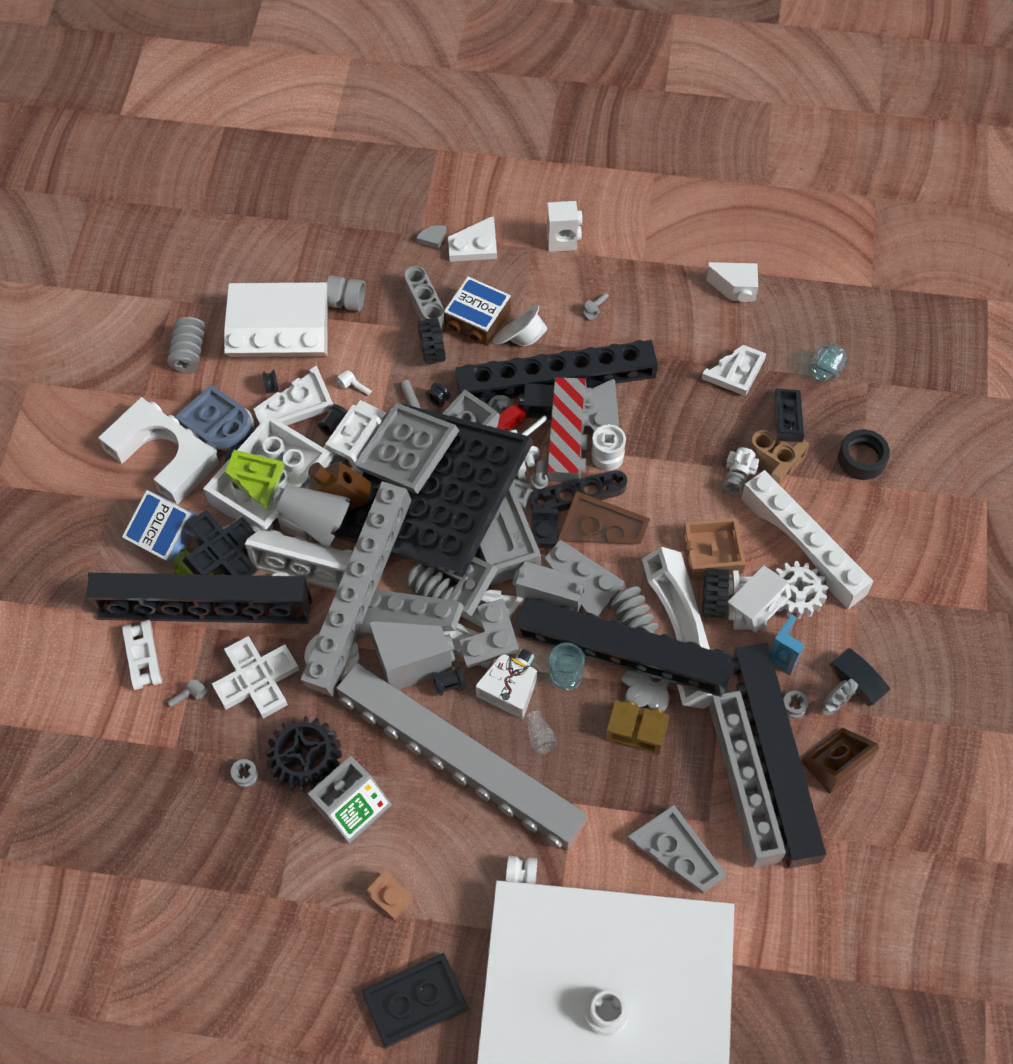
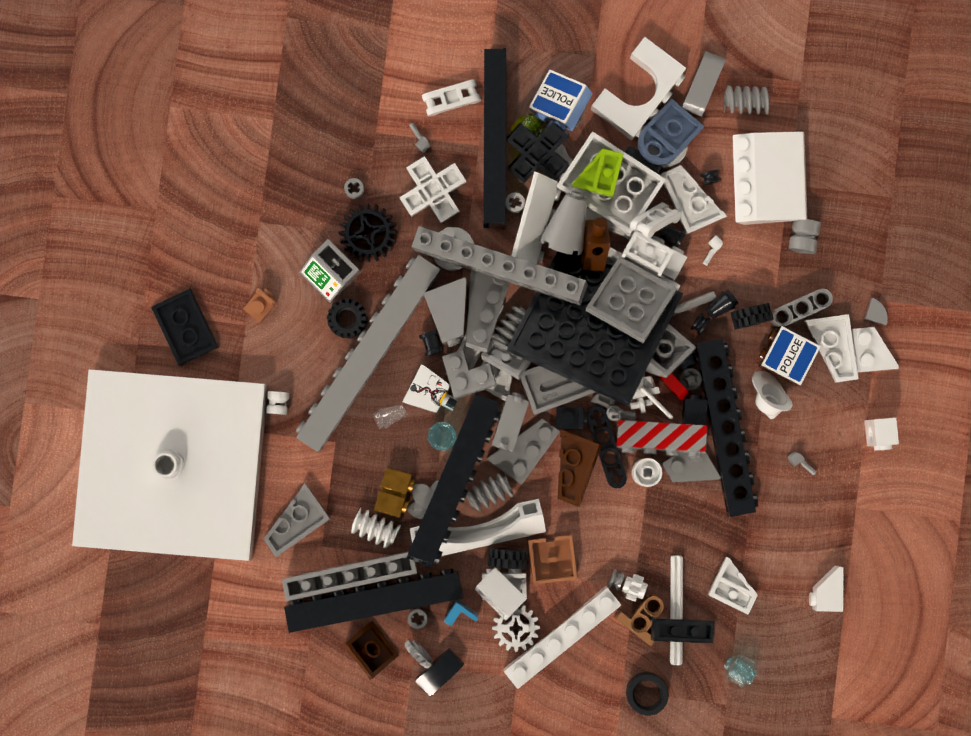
camera: 90 degrees right, 25 degrees up
(161, 386) = (703, 83): none -> light grey beam
(315, 427) = (655, 219): none -> white plate
(416, 373) = (723, 303): none -> black cone
(417, 798) = (333, 318): none -> black tyre
(455, 268) = (836, 345): none -> white wing
(682, 747) = (374, 528): none -> white piece
(752, 425) = (676, 605): none -> white axle

